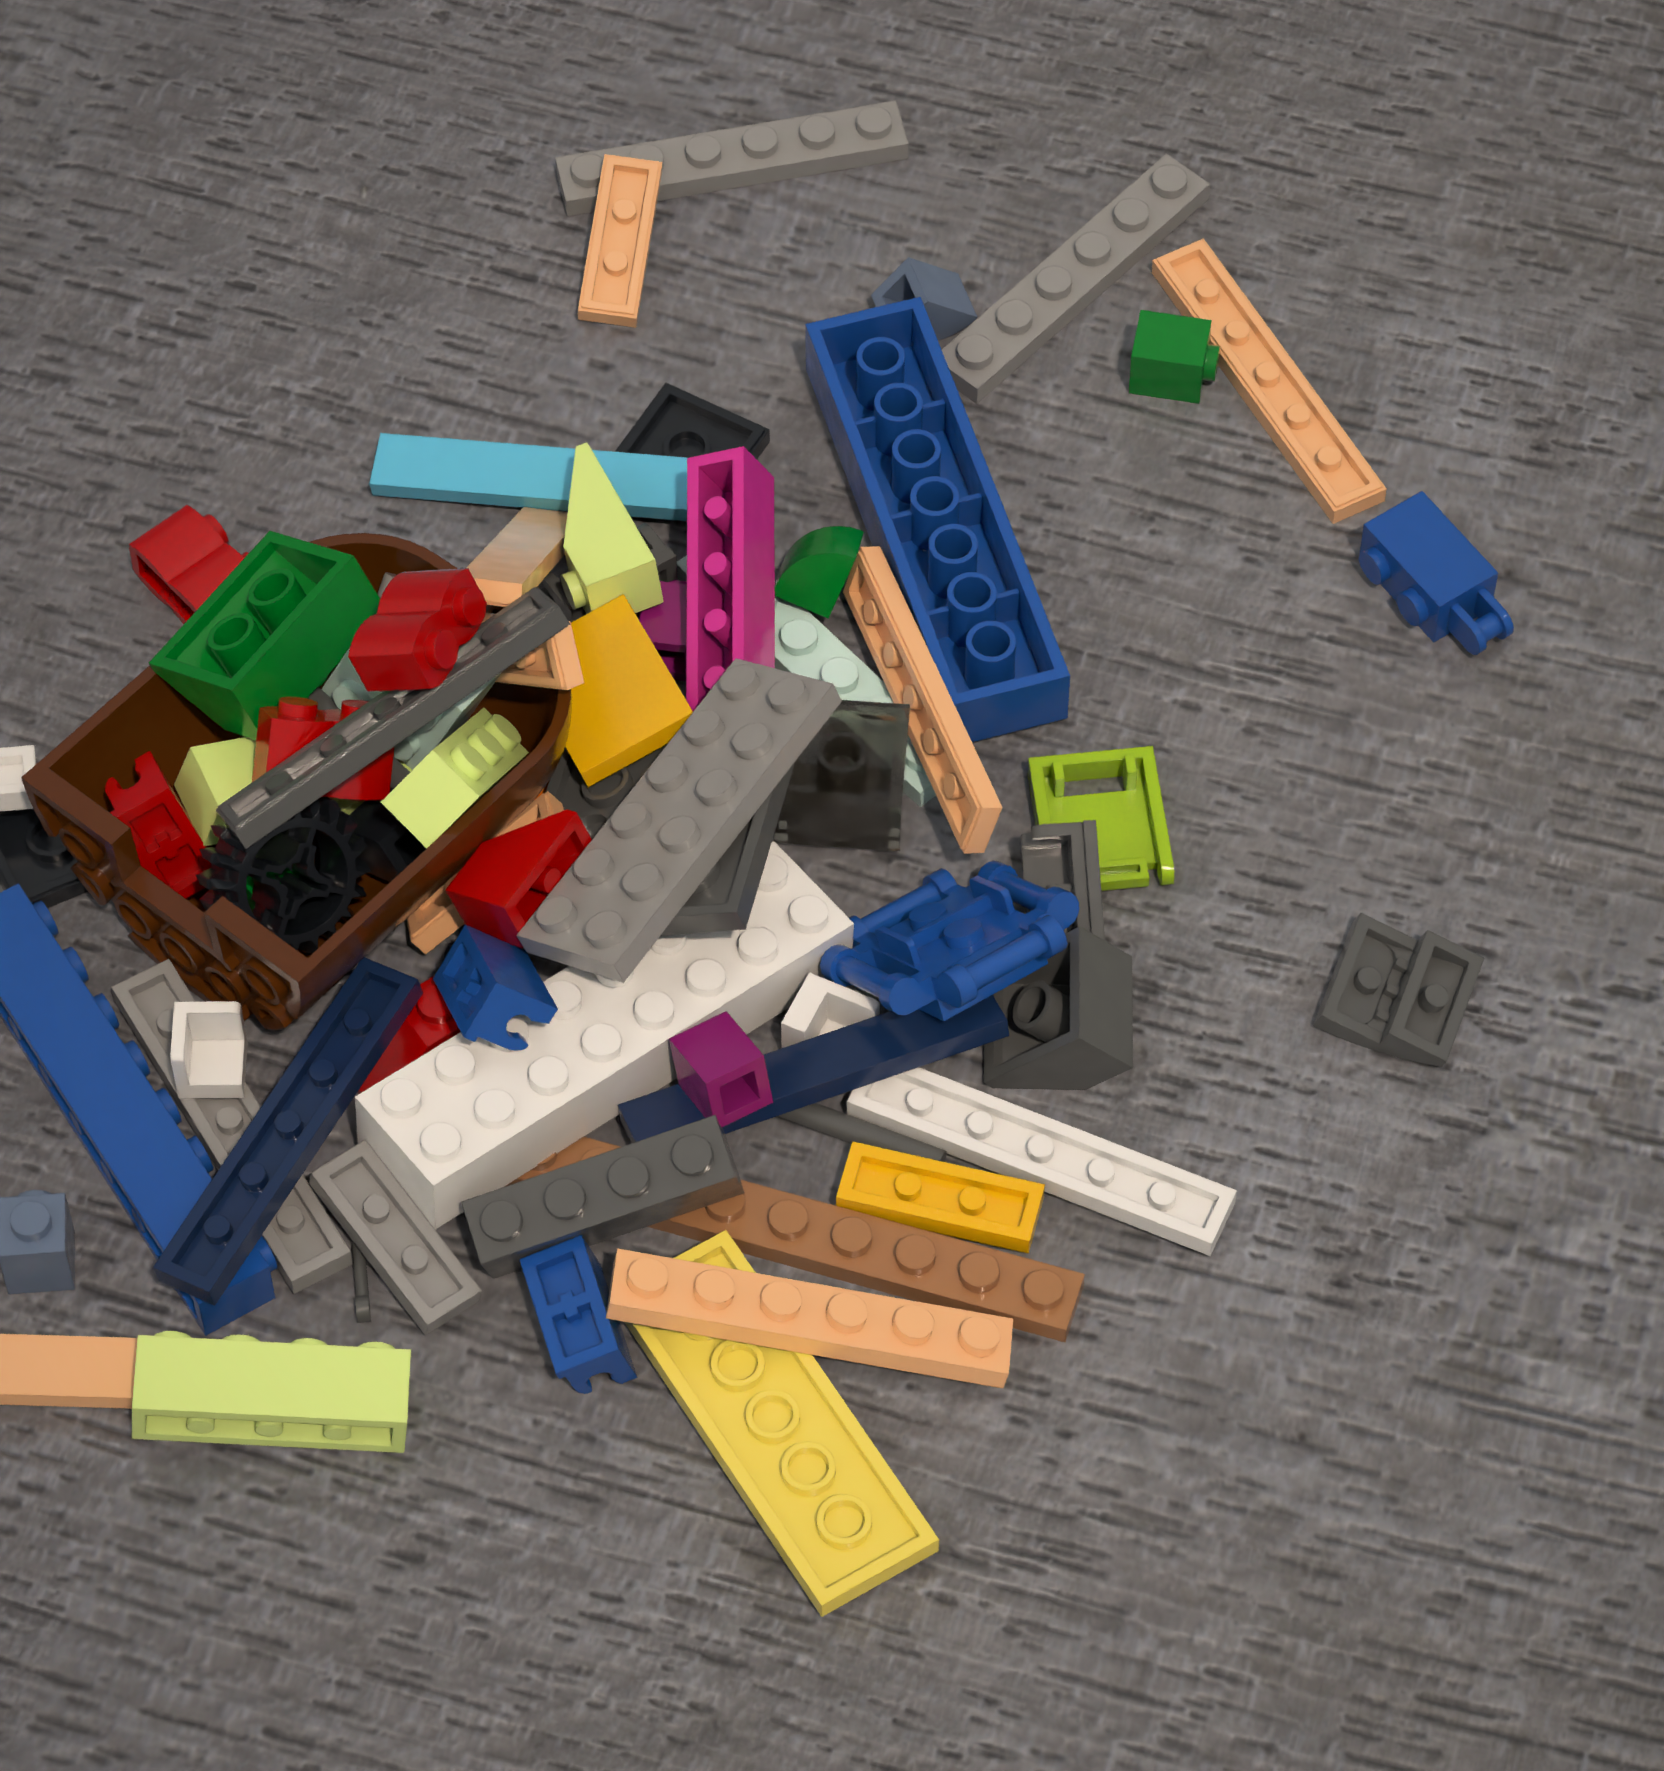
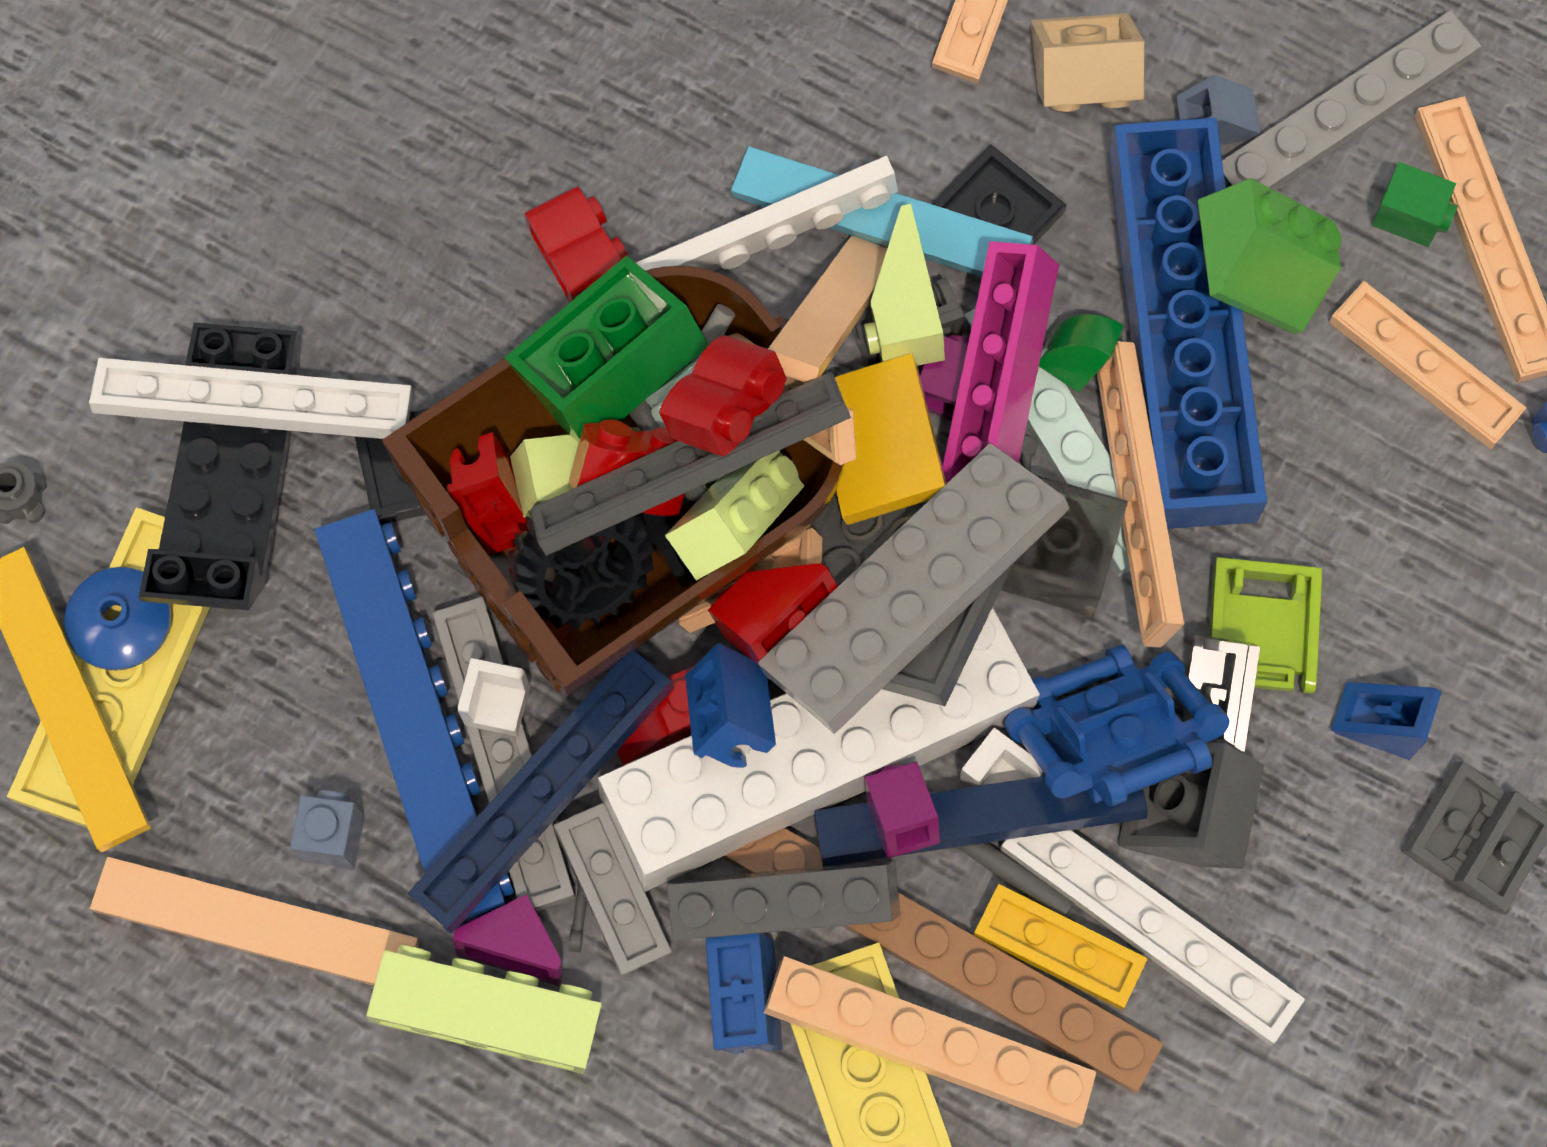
camera: 15 degrees right, 15 degrees up
(286, 1308) = (511, 941): none -> magenta slope
(467, 478) = (783, 221): none -> white plate
(760, 277) = (1088, 61): none -> tan slope
(1013, 421) = (1268, 253): none -> bright green slope
(1225, 521) = (1427, 365): none -> light nougat tile
(1262, 884) = (1387, 716): none -> blue slope

